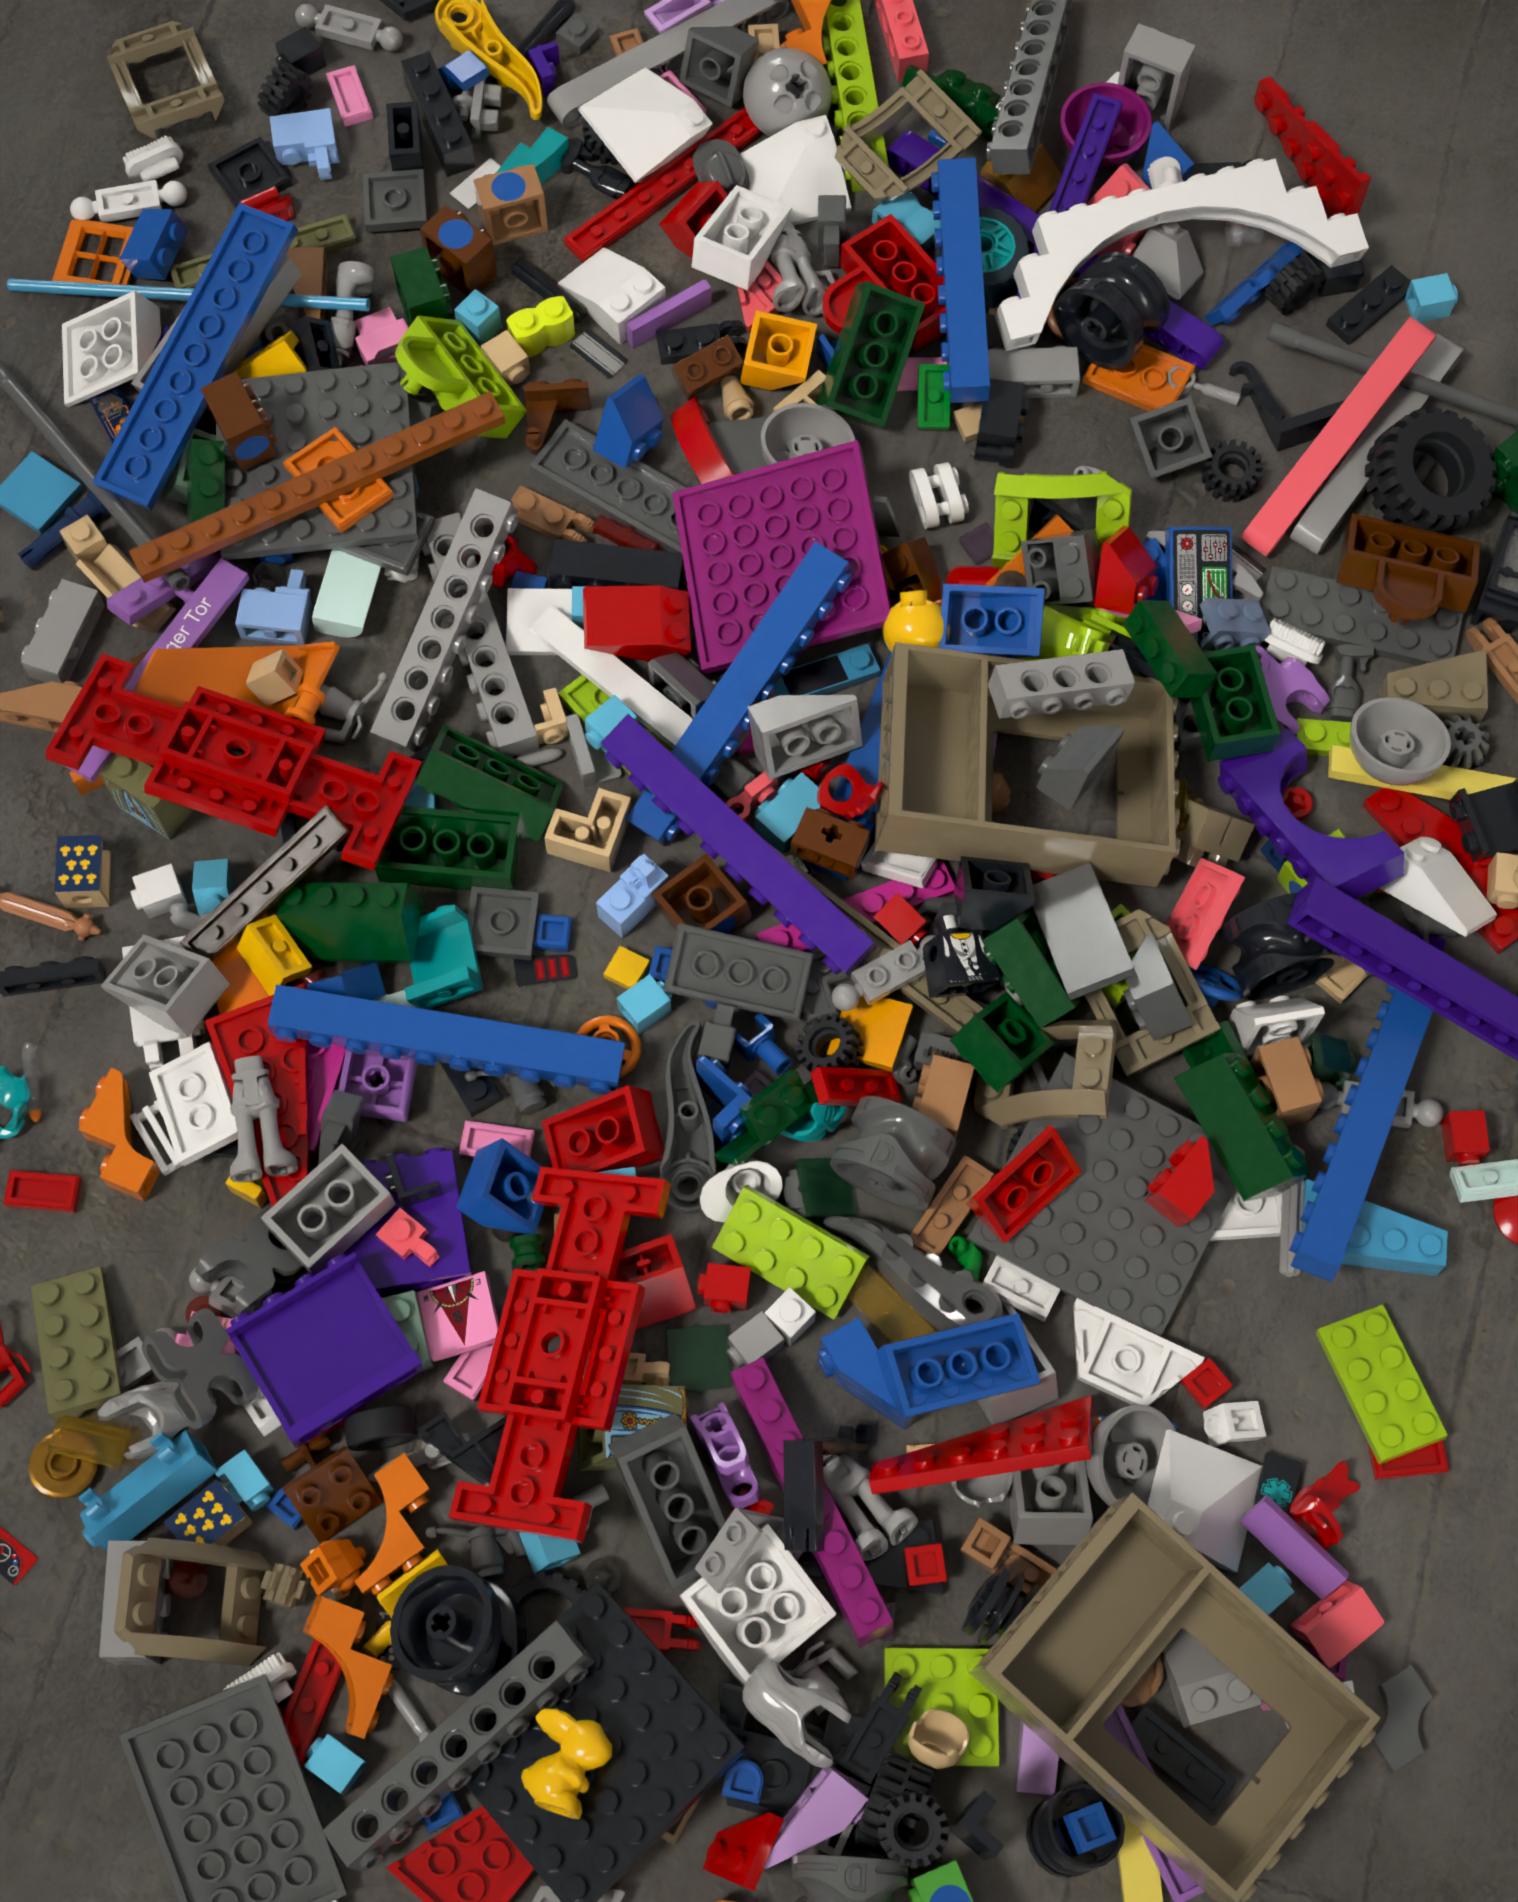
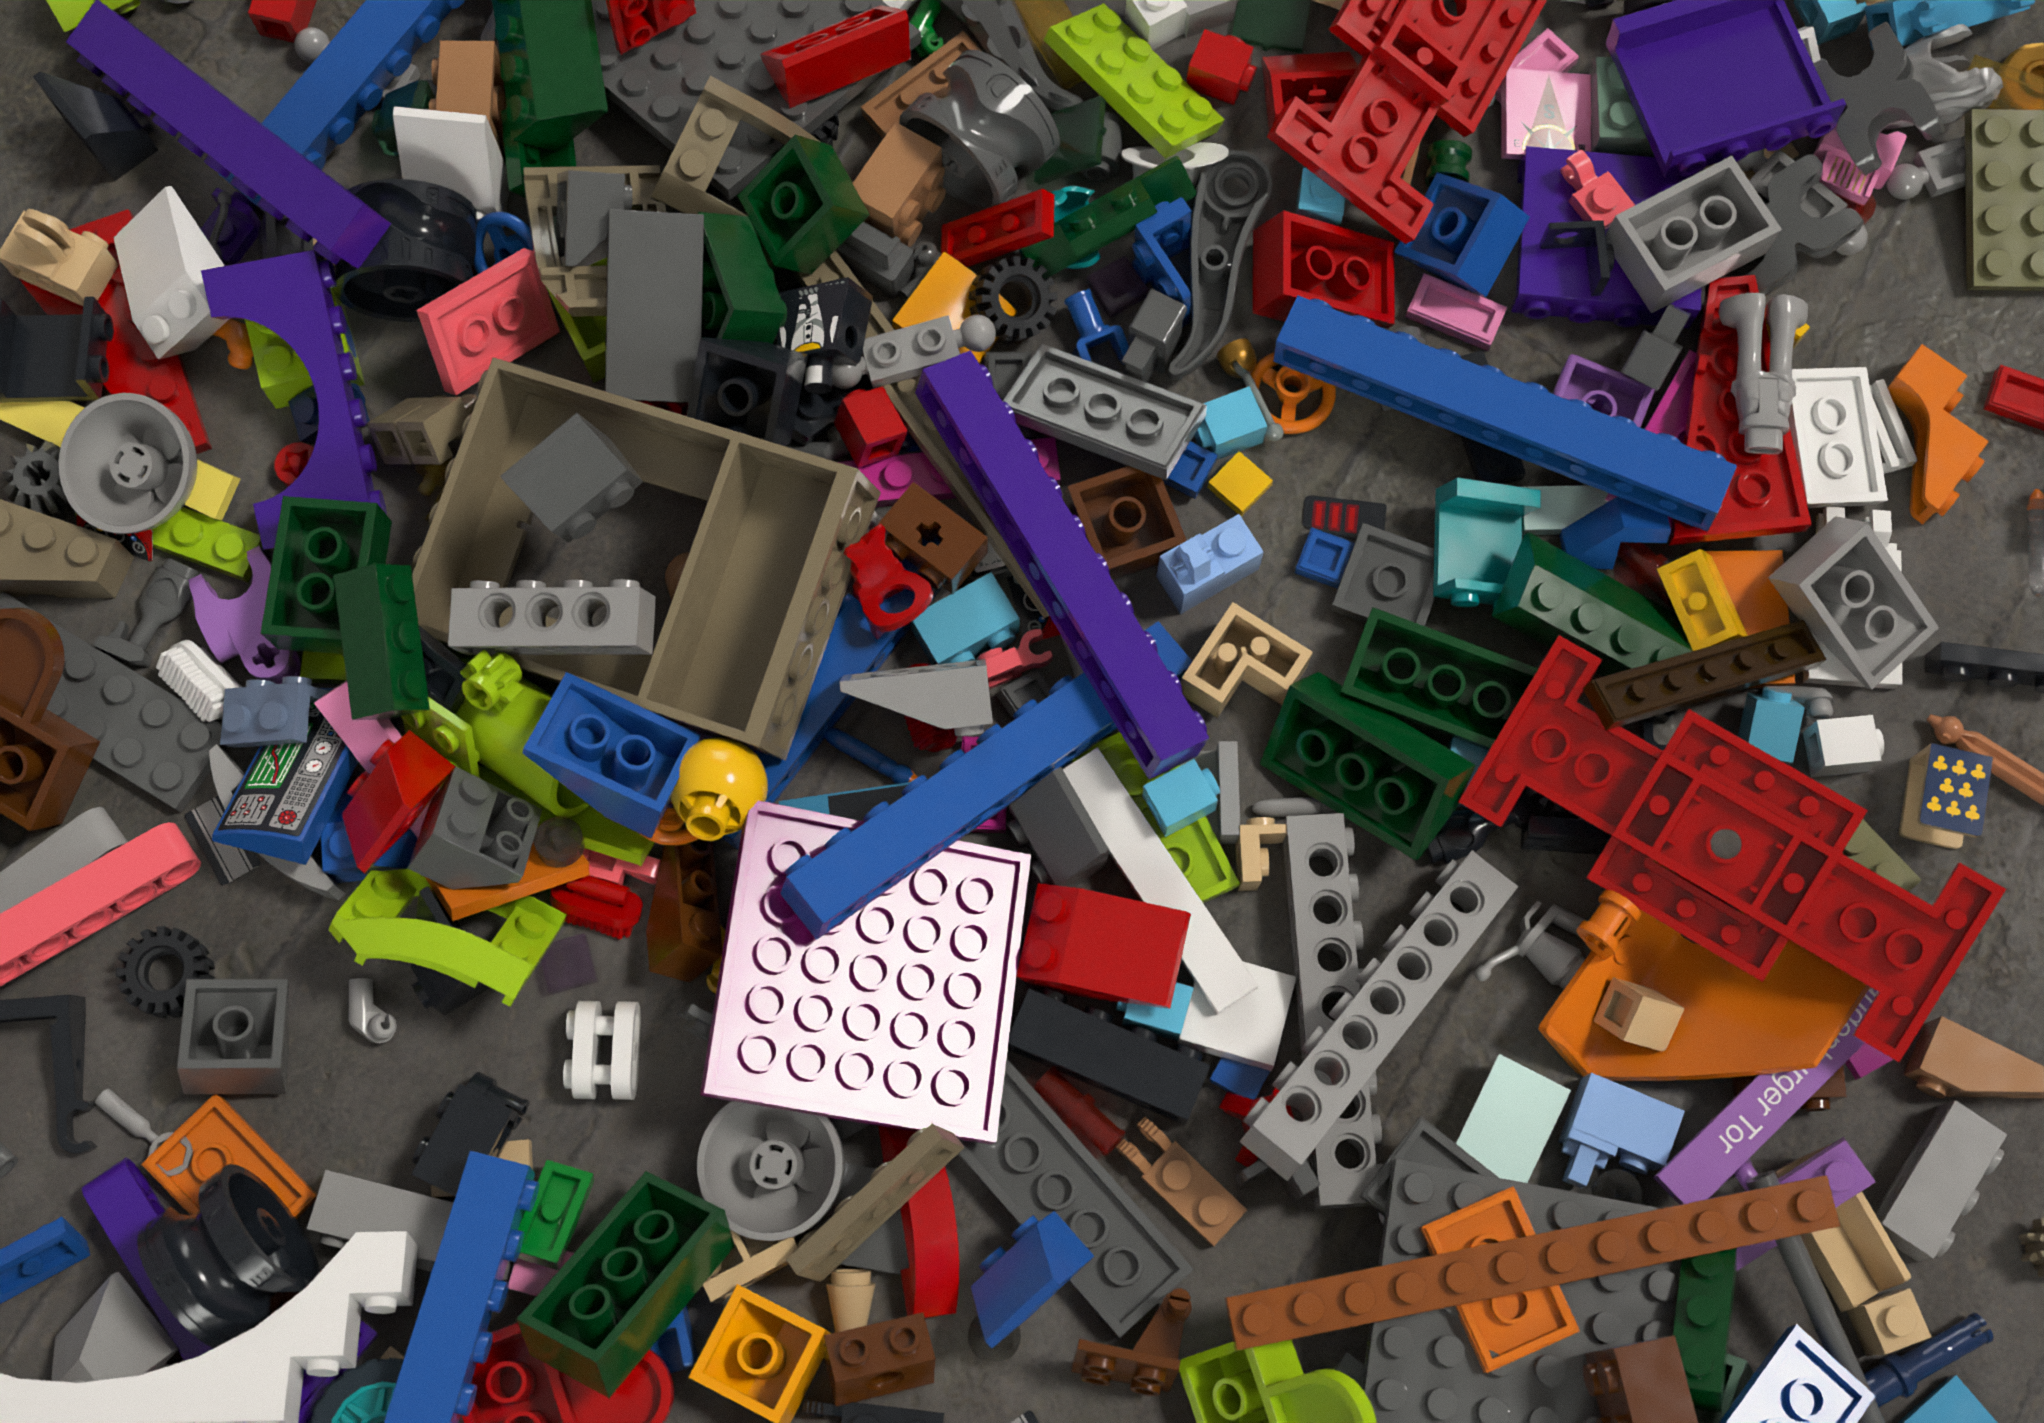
camera: 165 degrees left, 5 degrees up
(649, 1054) = (1239, 361): none -> hinge
(730, 445) = (875, 1203): none -> dark tan plate

